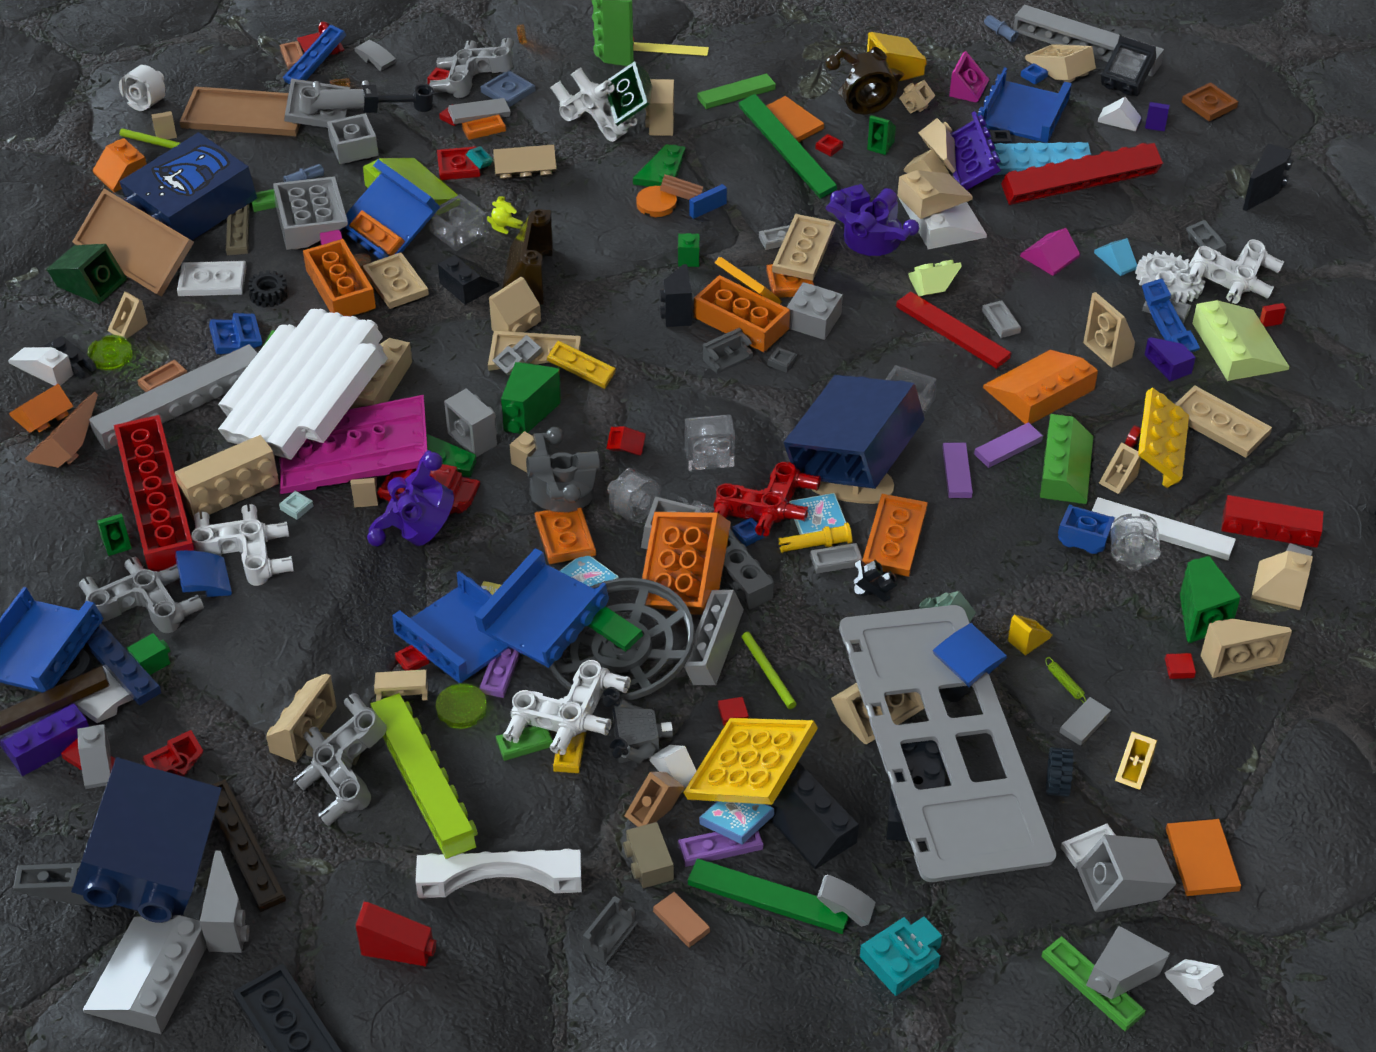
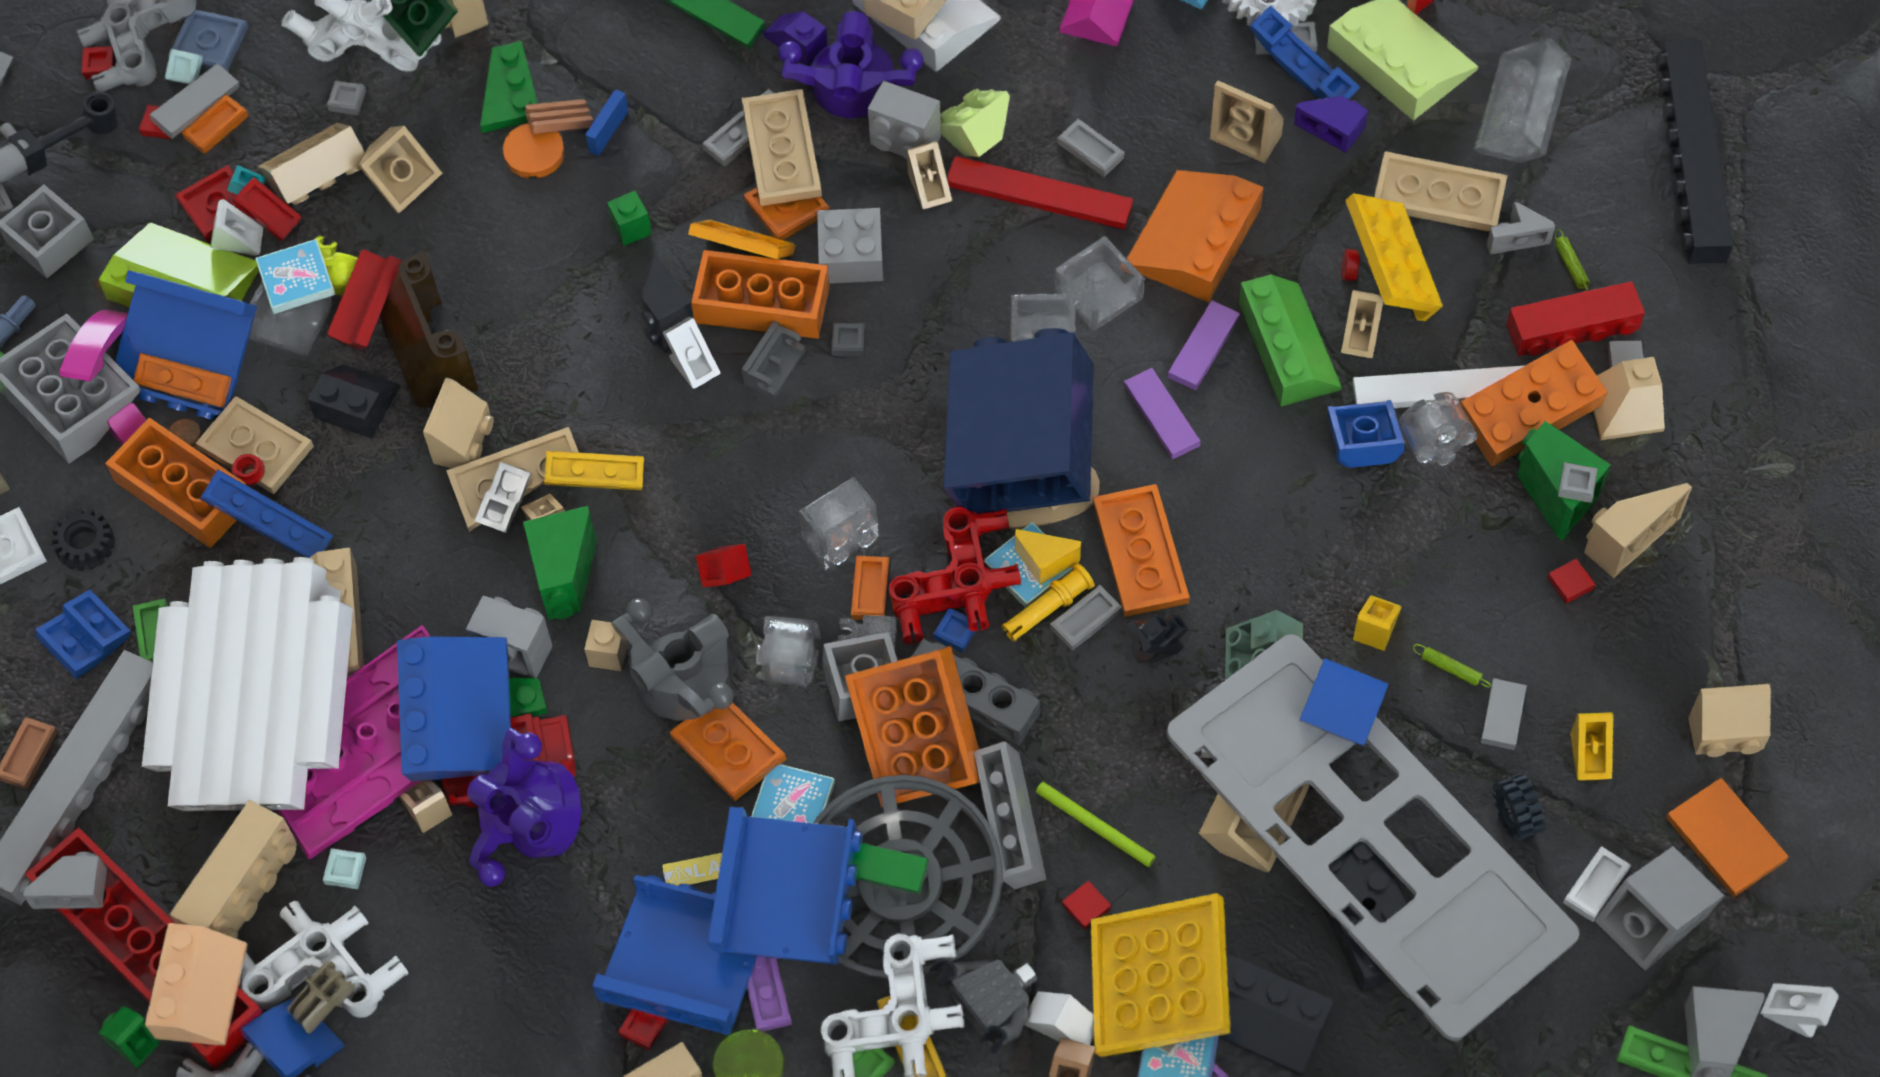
camera: 25 degrees left, 15 degrees up
(131, 435) = (69, 883): none -> light grey slope
(162, 512) = (195, 985): none -> light nougat slope
(231, 555) = (317, 998): none -> dark tan arm
(329, 193) = (93, 339): none -> dark pink slope
(372, 307) = (265, 516): none -> blue tile
(381, 285) = (246, 462): none -> red plate
(405, 431) = (452, 705): none -> blue slope
(456, 175) = (235, 231): none -> white slope
(471, 201) = (295, 276): none -> tile
(482, 172) = (267, 209): none -> red tile
(484, 92) = (183, 66): none -> light aqua tile
(502, 232) = (363, 299): none -> red panel
(566, 140) = (346, 97): none -> light grey tile
(570, 179) = (399, 167): none -> tan slope
(679, 327) = (690, 353): none -> white slope
(706, 489) = (870, 586): none -> orange tile
(831, 509) = (1046, 554): none -> yellow slope
(886, 292) = (928, 175): none -> tan slope
(887, 259) = (902, 119): none -> light grey brick
(959, 384) = (1101, 282): none -> clear brick
(1209, 596) = (1577, 482): none -> light grey tile
(1231, 545) = (1558, 385): none -> orange brick
(1245, 783) = (1731, 720): none -> tan slope
(1265, 463) = (1526, 231): none -> light grey slope
(1290, 491) = (1572, 262): none -> lime piece
(1309, 394) = (1524, 102): none -> clear slope

